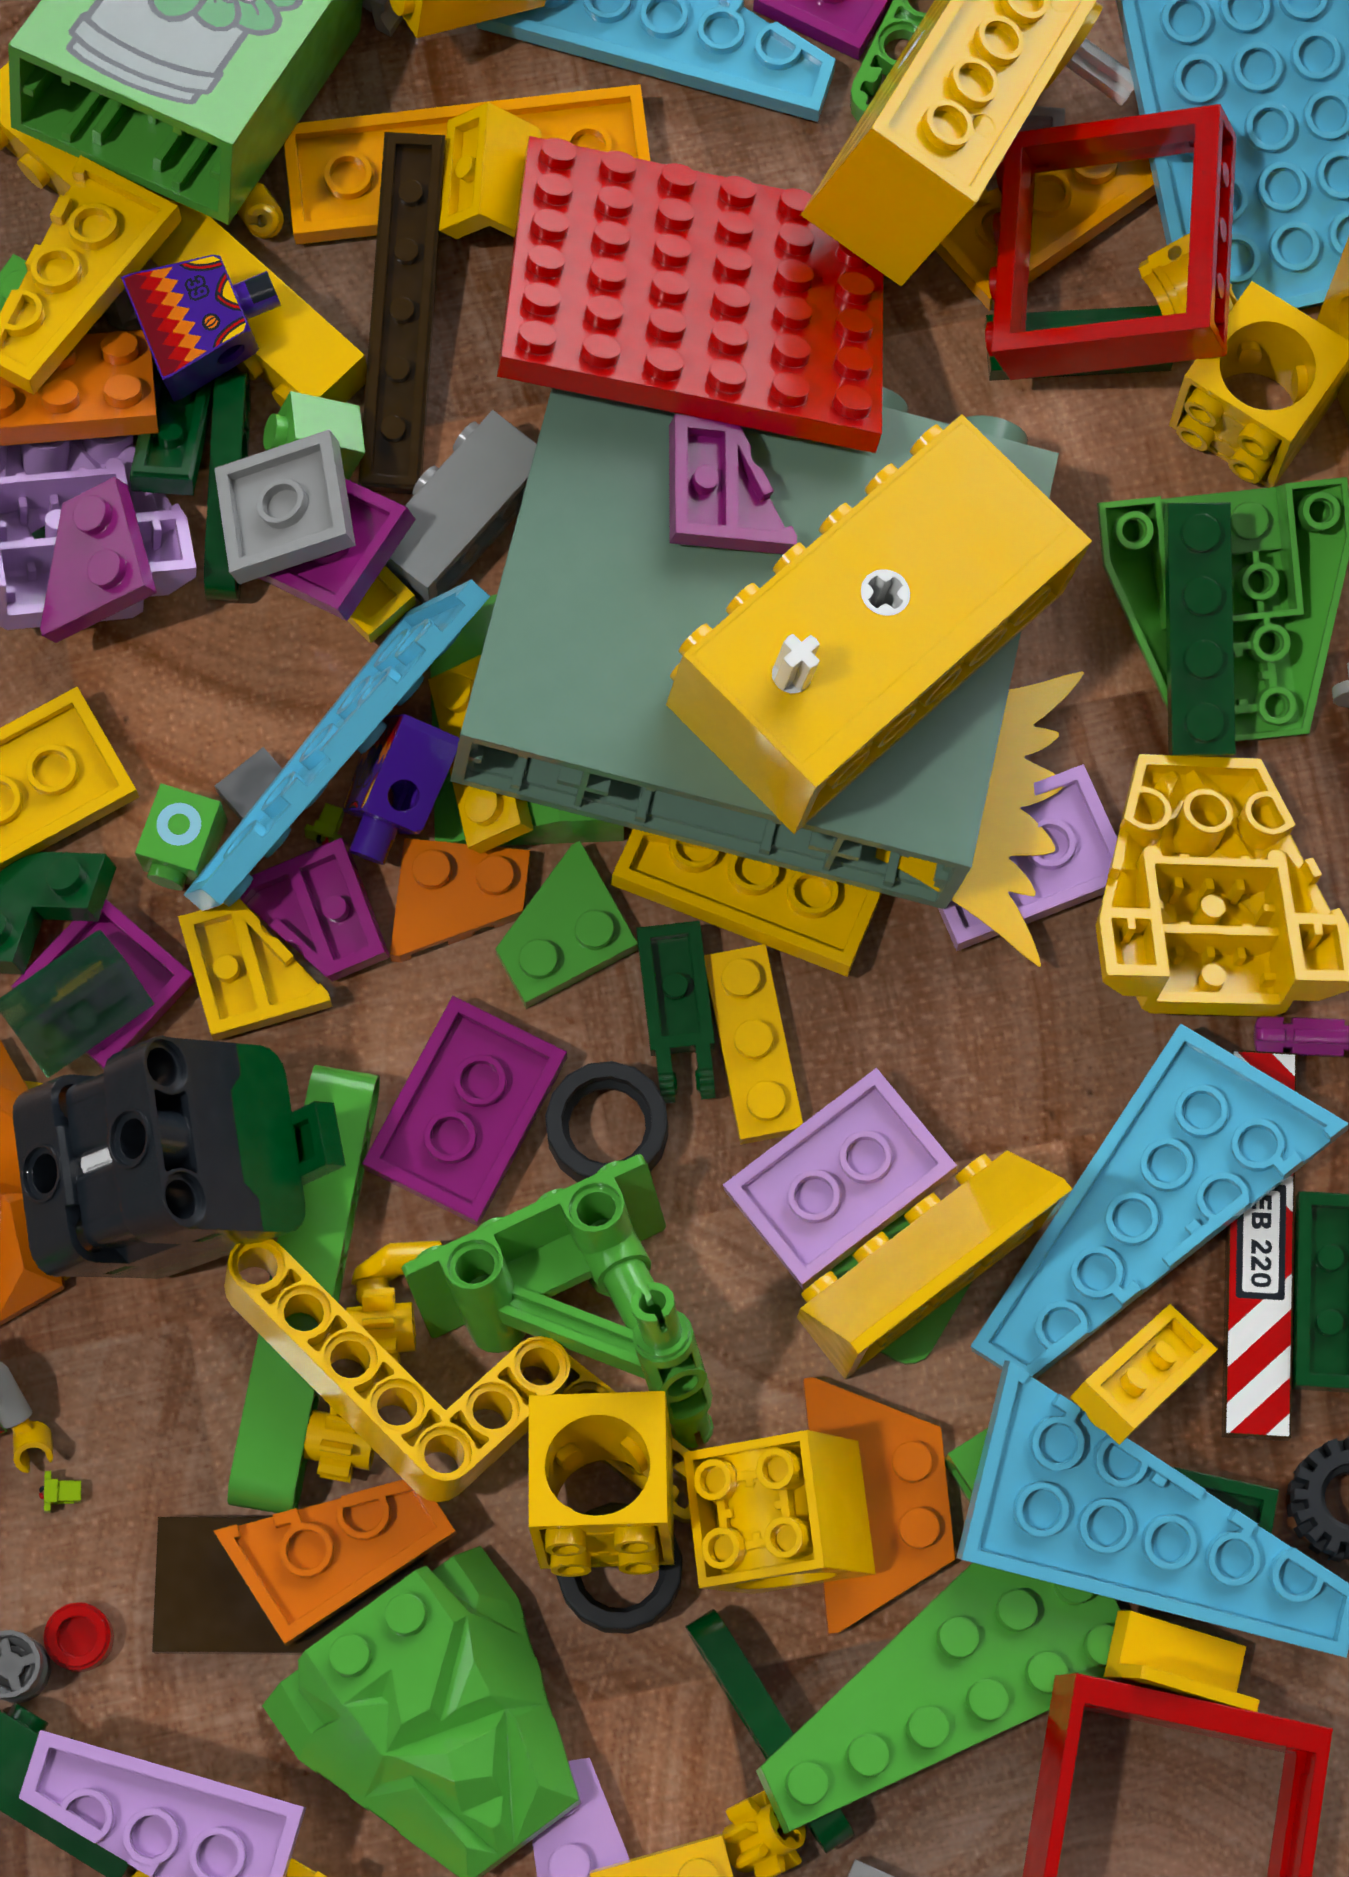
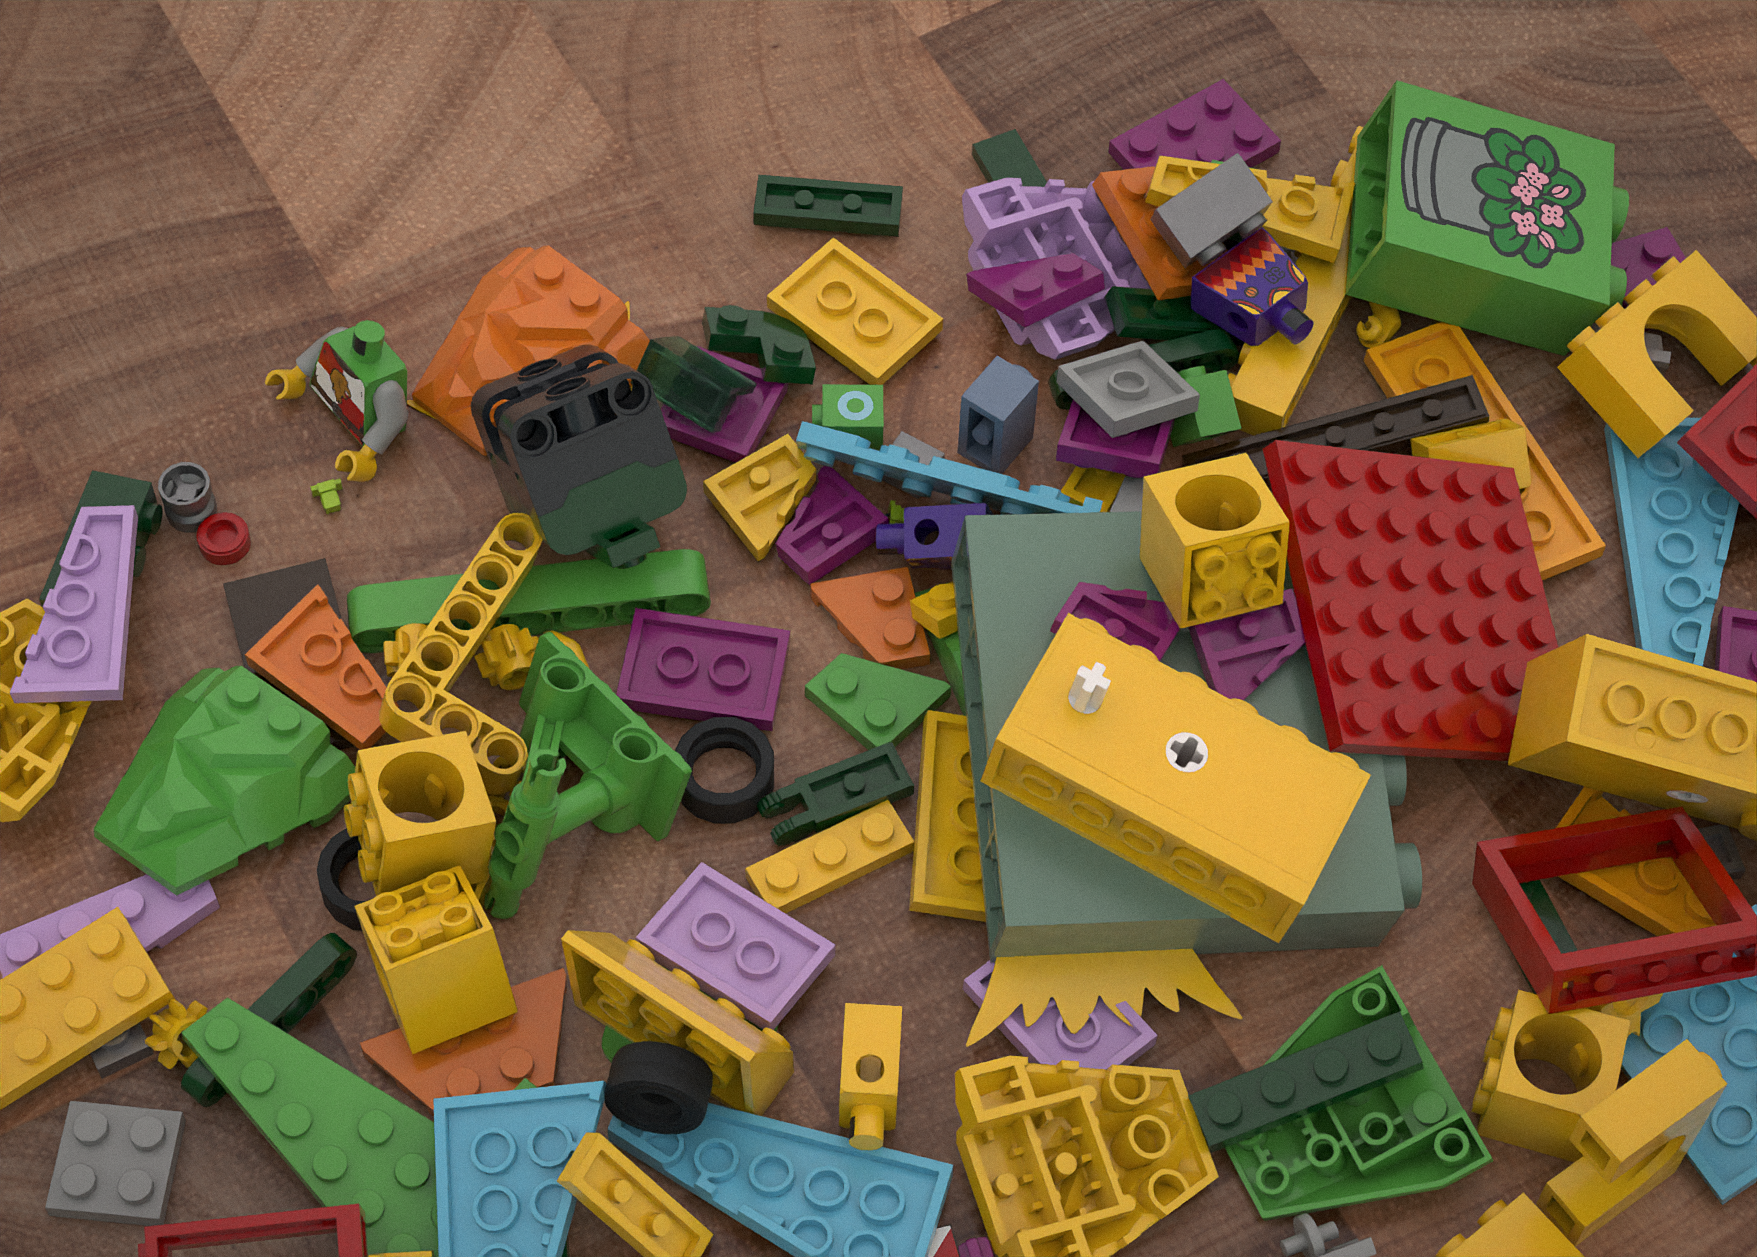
camera: 70 degrees right, 15 degrees down
(96, 321) = (1212, 211): none -> flat silver brick
(252, 665) = (997, 415): none -> sand blue brick
(584, 431) = (1213, 540): none -> yellow brick
(659, 609) = (1124, 615): none -> magenta wing
(1019, 1305) = (658, 1087): none -> black tyre
(1032, 1074) = (869, 1073): none -> yellow torso

